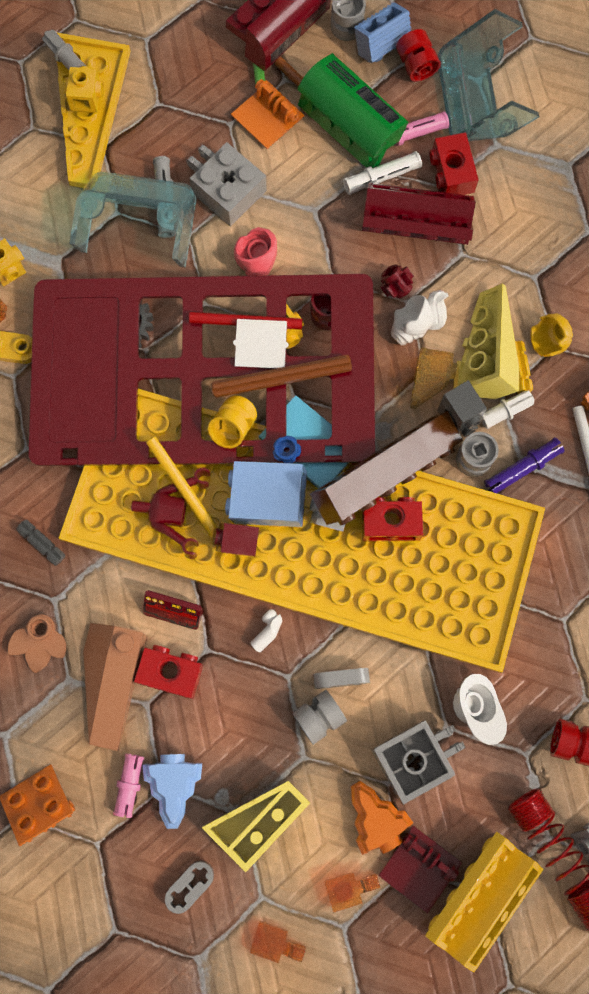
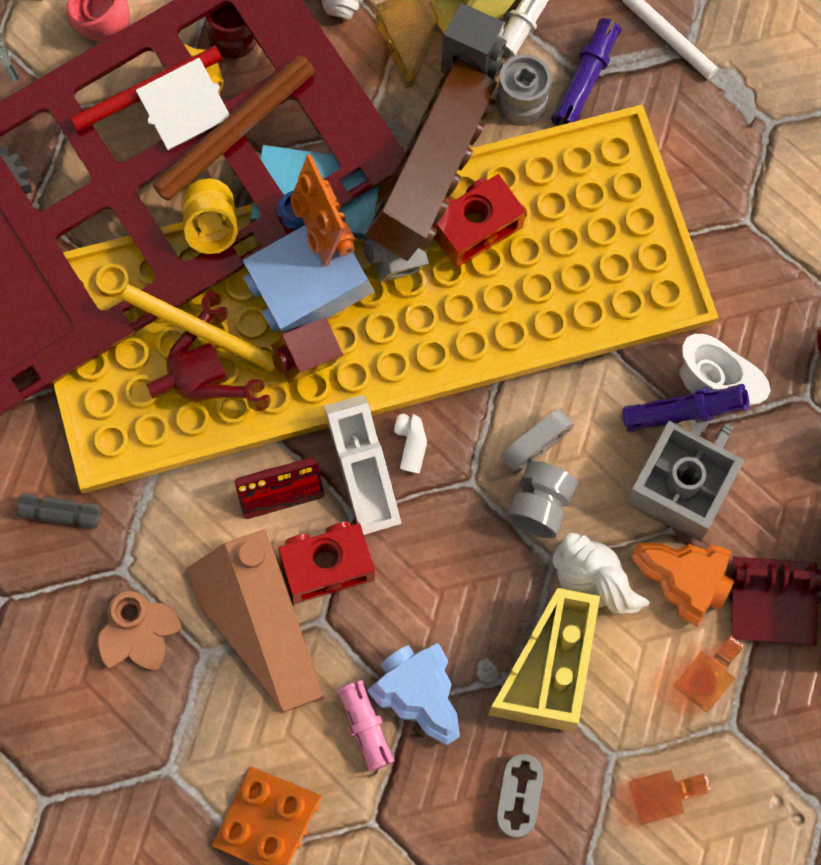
camera: 35 degrees left, 5 degrees down
(228, 626) = (362, 464): none -> white slope
(292, 452) = (318, 207): none -> orange hinge
(321, 783) = (595, 570): none -> white hair
(451, 723) = (701, 405): none -> dark purple pin

